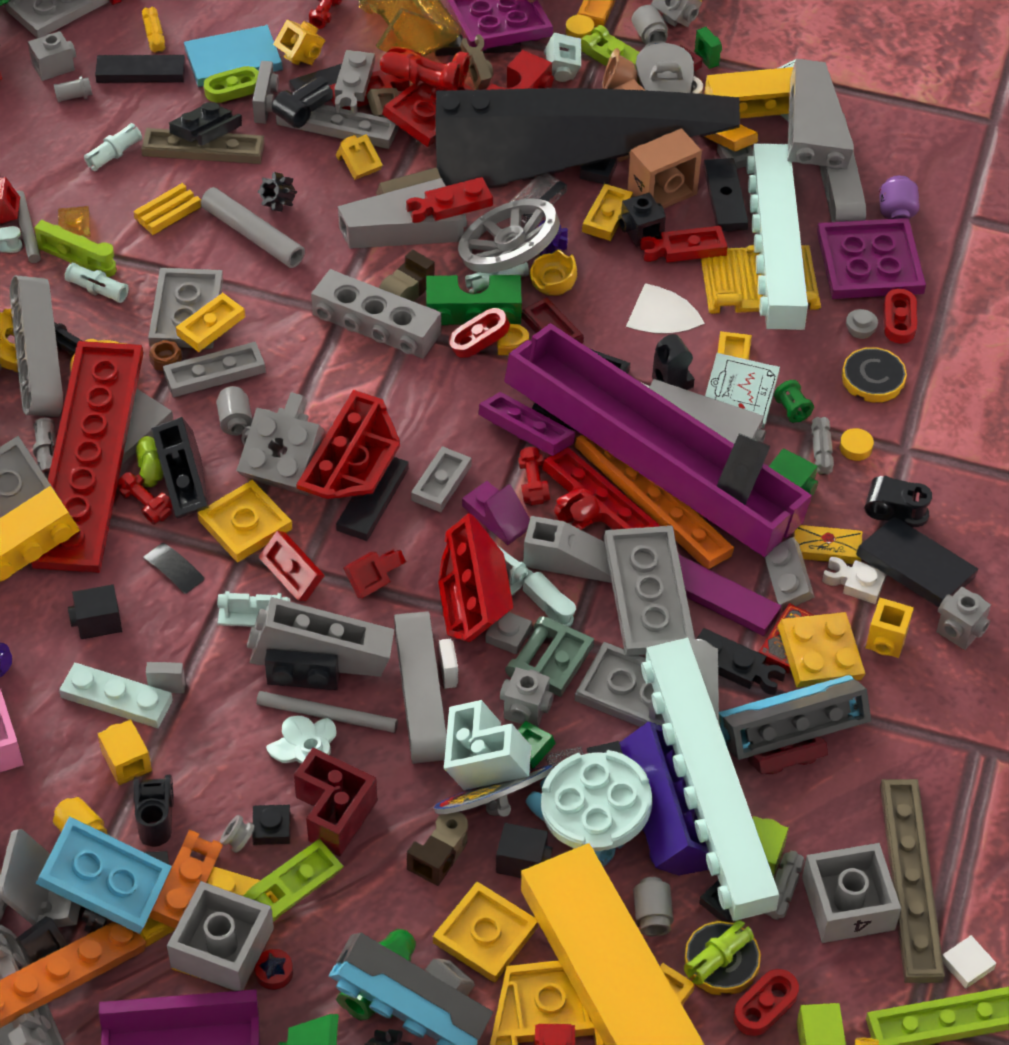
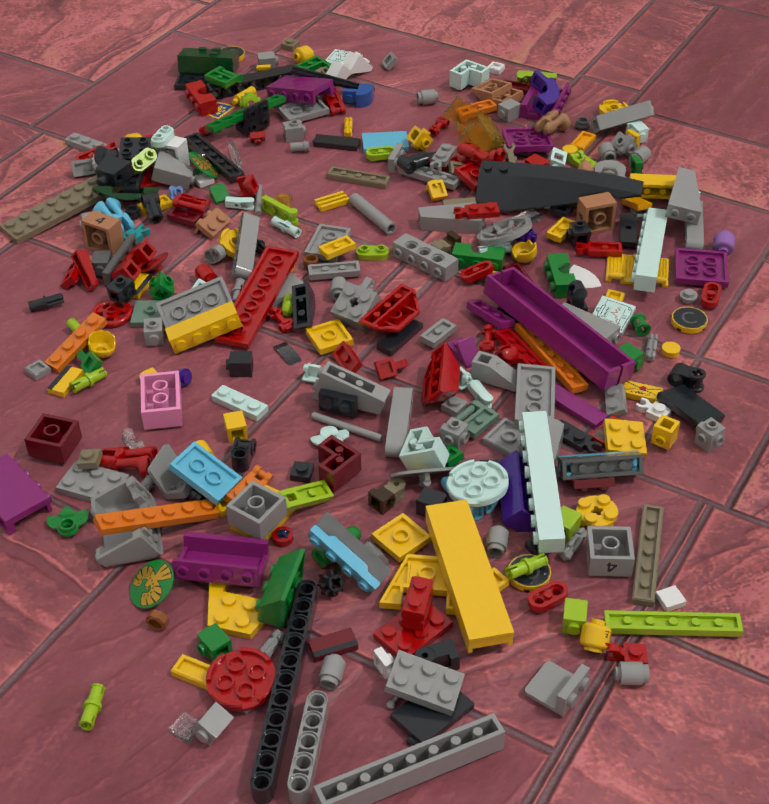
camera: 15 degrees right, 10 degrees down
(41, 940) = (165, 498): black plate -> none
(113, 147) = (312, 172): light aqua pin -> none
(166, 676) = (267, 396): light grey tile -> none
(205, 123) = (361, 167): black plate -> none
(237, 833) = (282, 471): light grey bush -> none
(275, 316) = (372, 253): none -> lime plate
(277, 191) = (389, 199): black gear -> none
(448, 663) = (417, 412): white tile -> none
(619, 298) = (558, 274): none -> green arch
(713, 17) = (643, 153): none -> light grey brick
(743, 467) = (600, 342): black plate -> none
(811, 793) = (601, 504): none -> yellow plate

